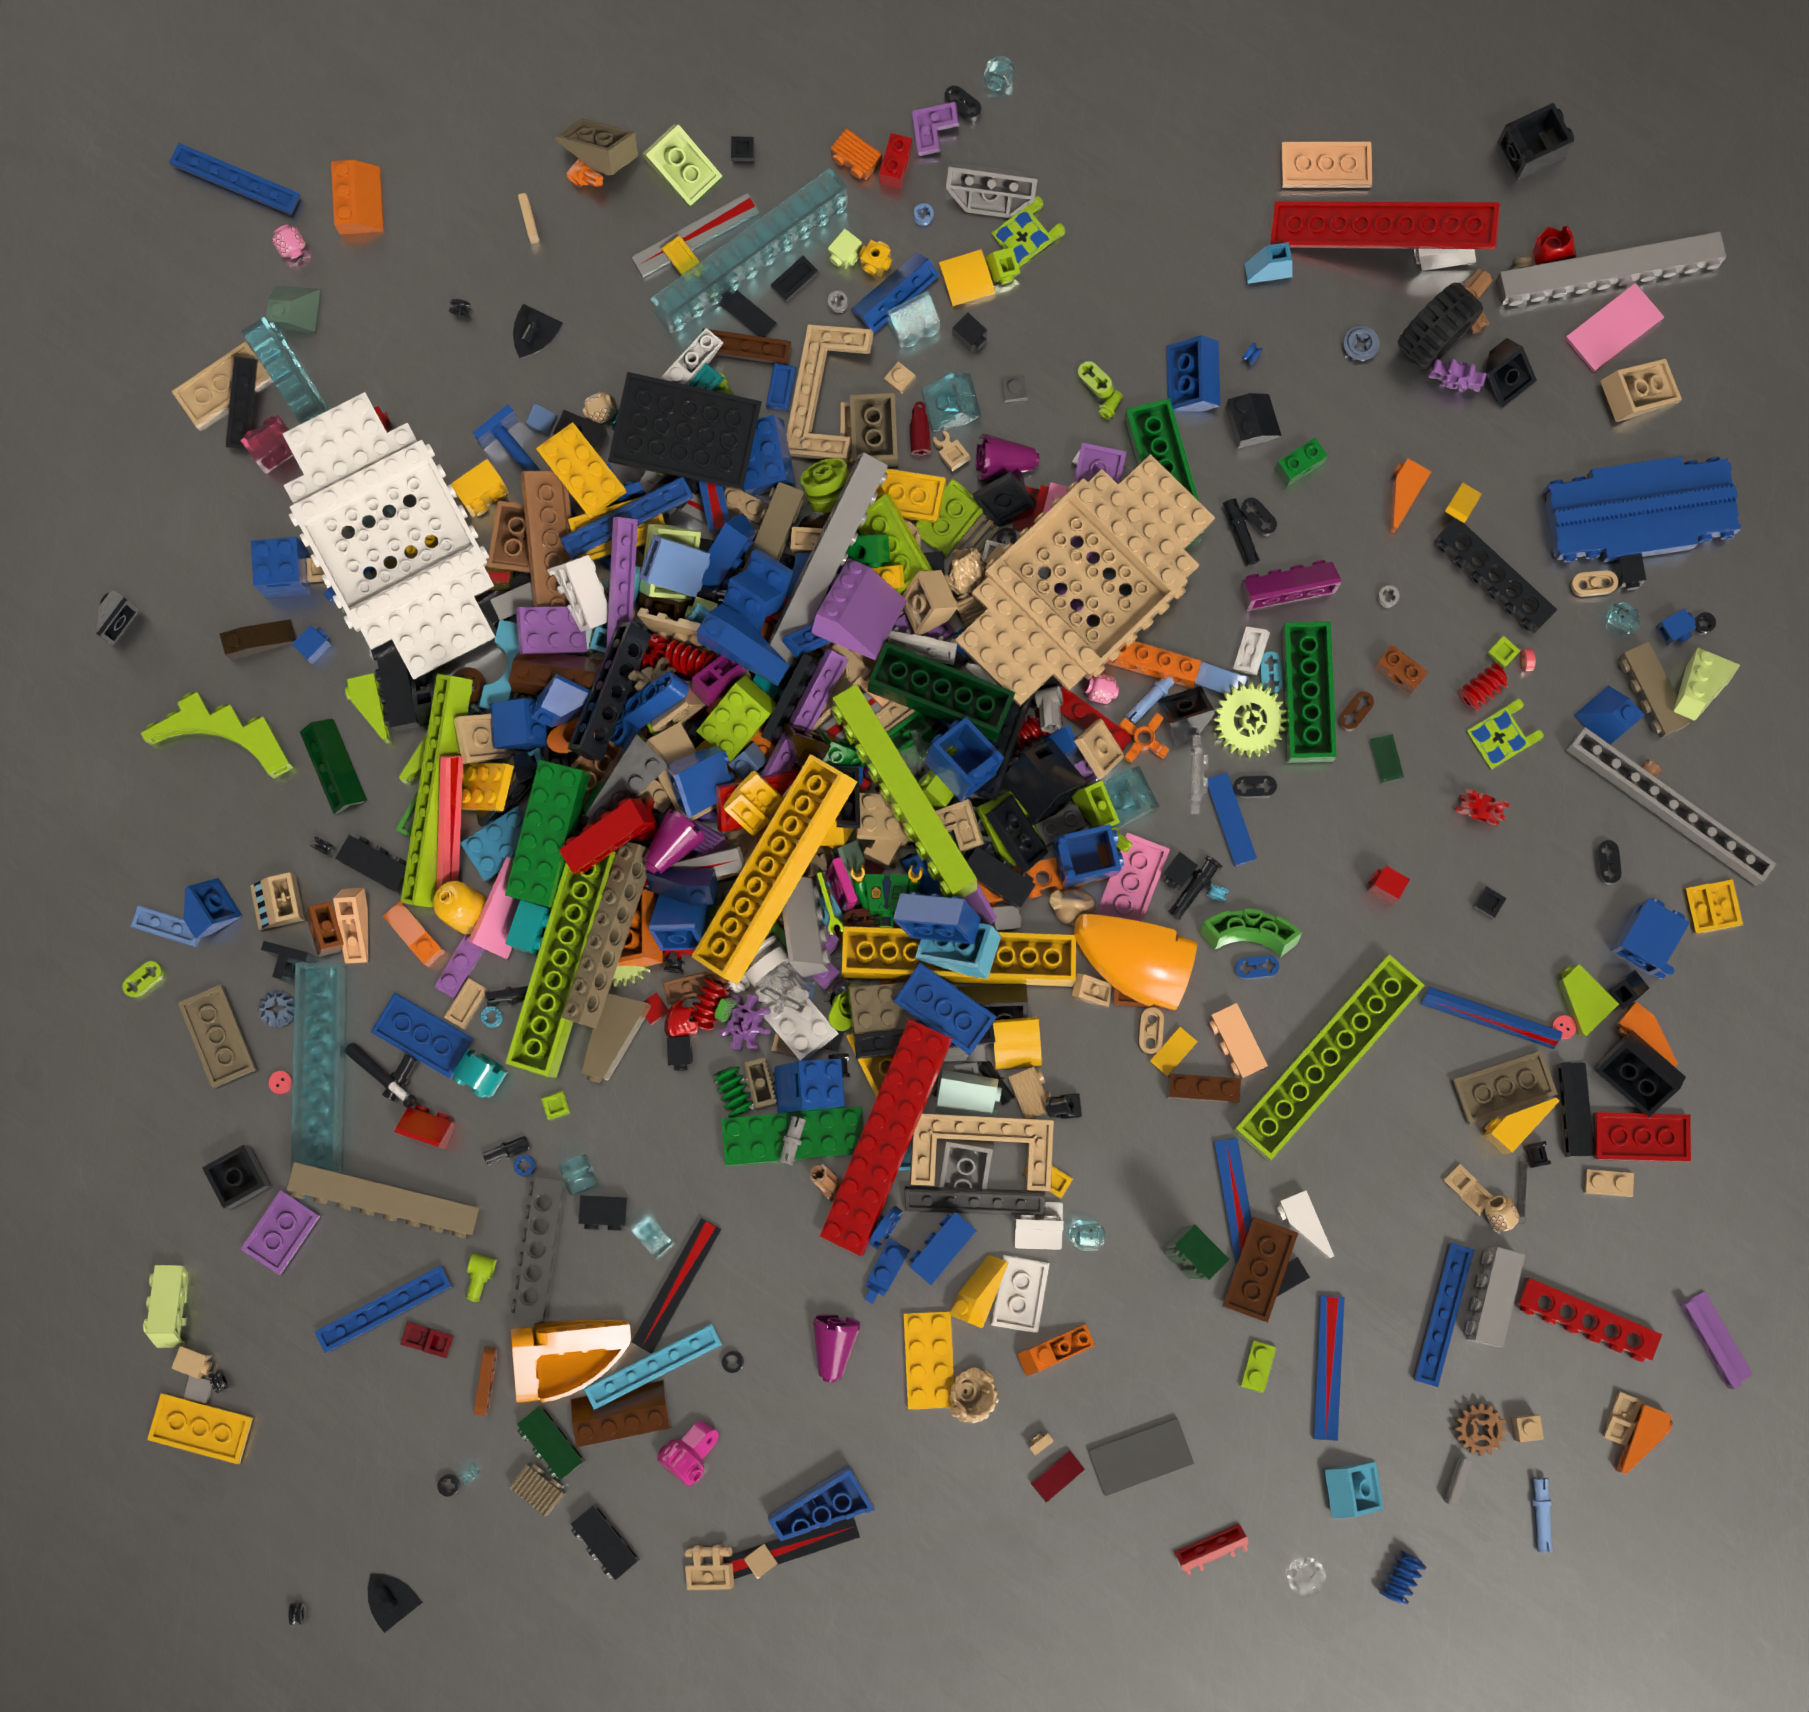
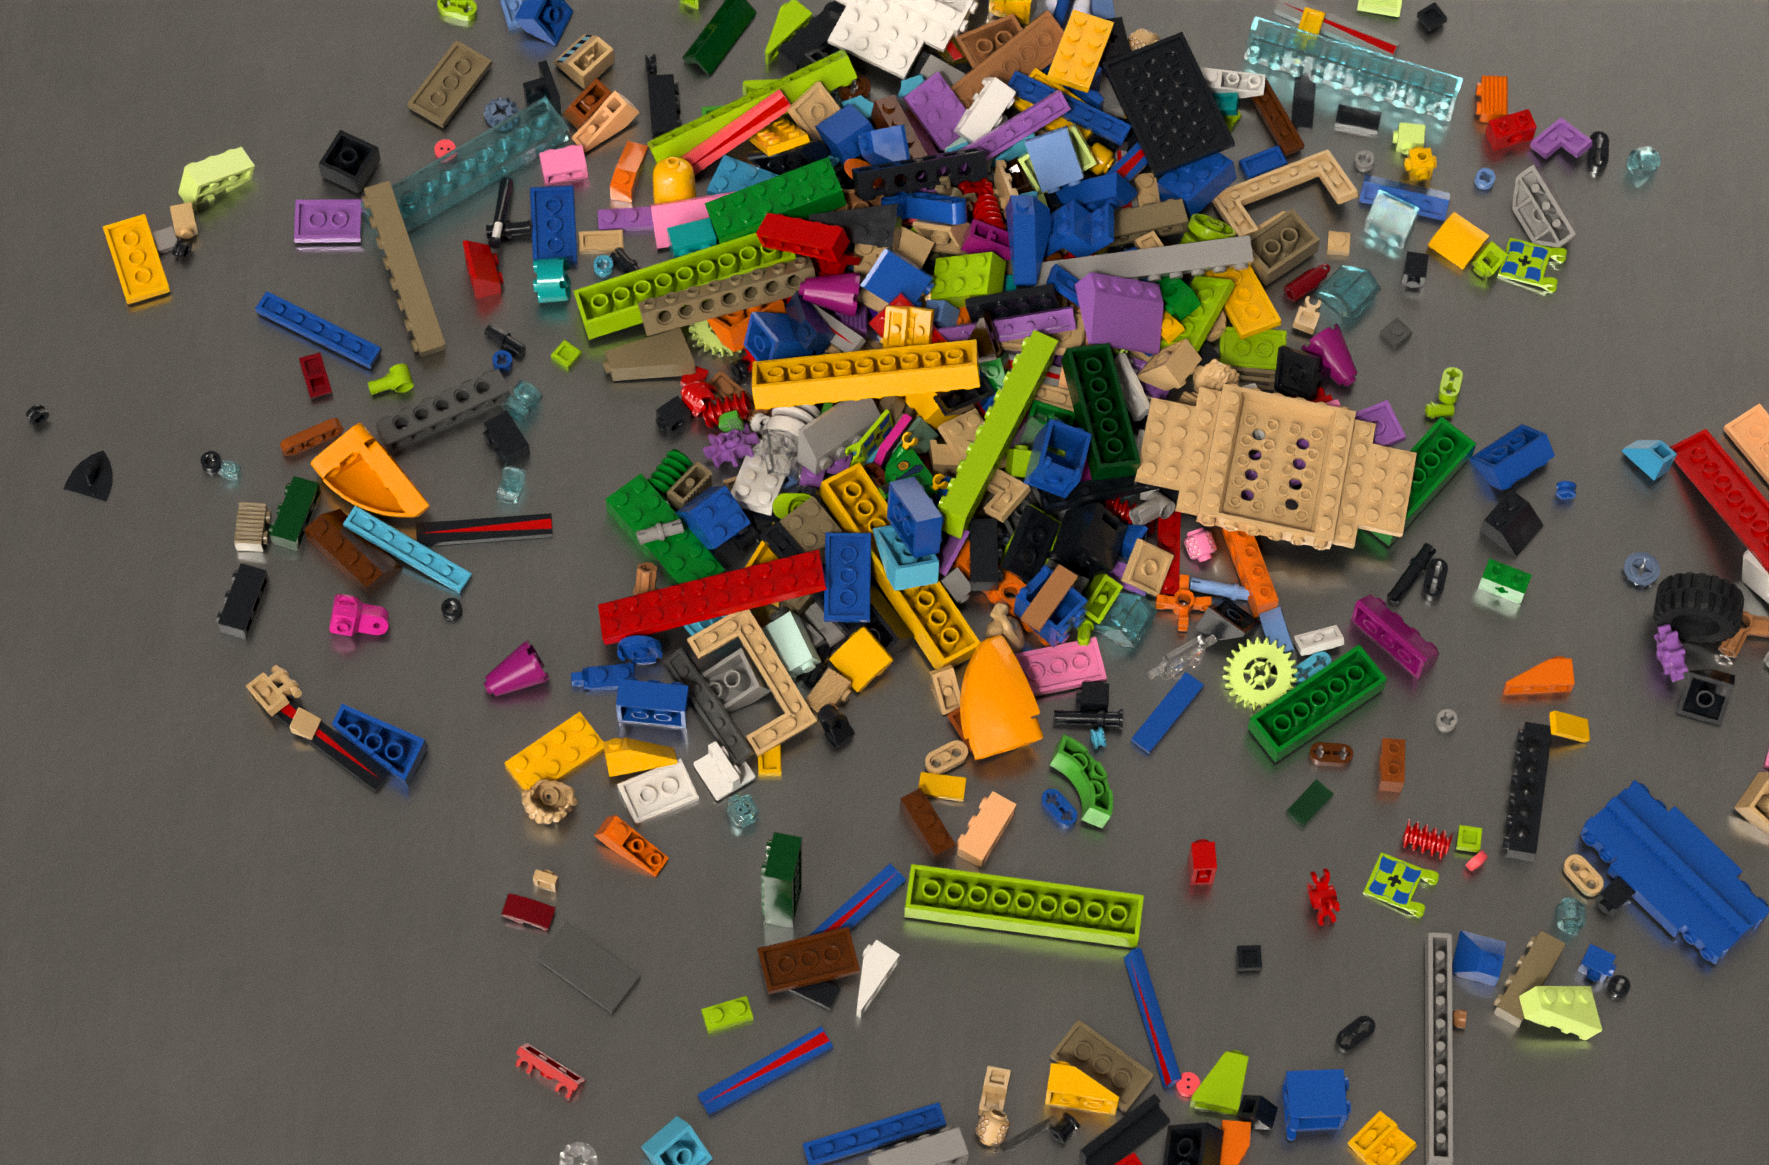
camera: 50 degrees right, 15 degrees down
(368, 988) = (563, 164): none -> bright pink brick
(686, 519) = (1103, 158): none -> yellow head
(1089, 855) = (1049, 598): none -> medium nougat tile
(1254, 792) = (1204, 718): black beam -> none

